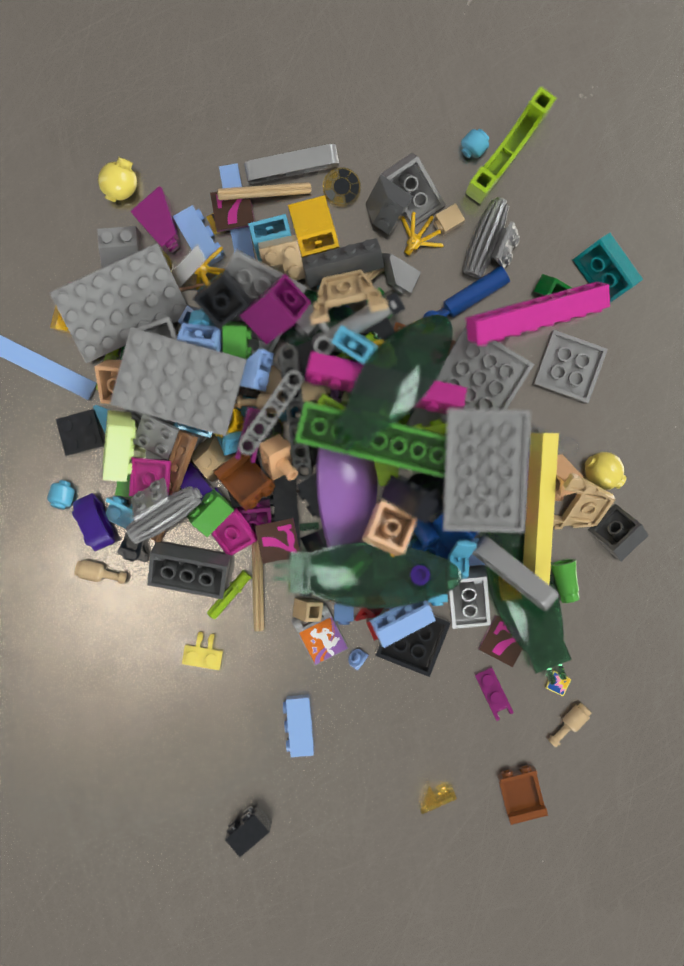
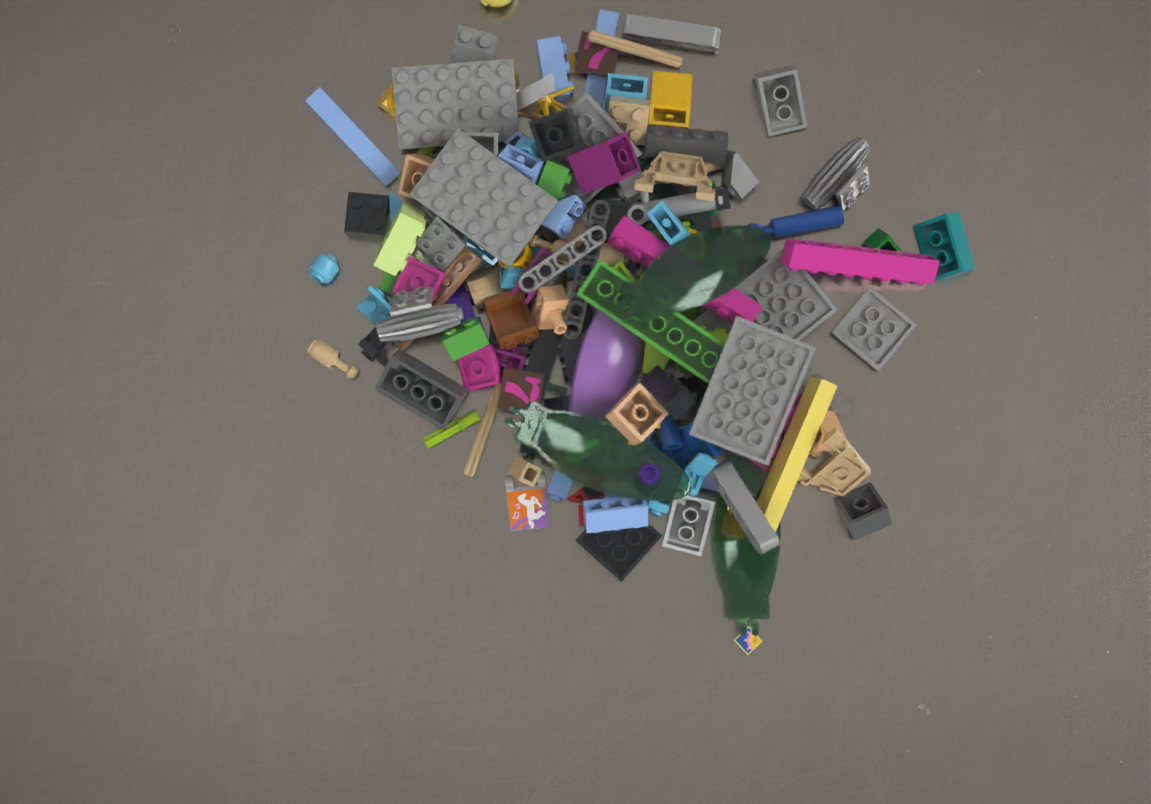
camera: 15 degrees right, 5 degrees down
(93, 522) = (345, 306): dark purple brick -> none
(157, 219) = (520, 38): magenta slope -> none
(202, 656) = (401, 480): light yellow hinge -> none
(248, 830) = (383, 669): black brick -> none
(298, 726) = (472, 585): light blue brick -> none
(341, 187) = (712, 72): tile -> none
(357, 658) = (555, 540): light blue plate -> none
(387, 204) = (750, 105): dark grey slope -> none
(415, 239) = (765, 150): yellow plant -> none
(432, 801) = (575, 710): clear yellow slope -> none
(449, 219) = (805, 142): tan brick -> none
(475, 143) = (857, 78): medium azure head -> none
(493, 691) = (679, 625): magenta hinge -> none
(500, 643) = (704, 578): reddish brown tile -> none
(521, 132) = (862, 112): lime arch -> none
(522, 794) = (670, 738): dark orange panel -> none
(566, 579) = (793, 538): bright green plant -> none
(572, 722) = (748, 684): tan piece -> none
(605, 470) = (871, 443): light yellow brick -> none

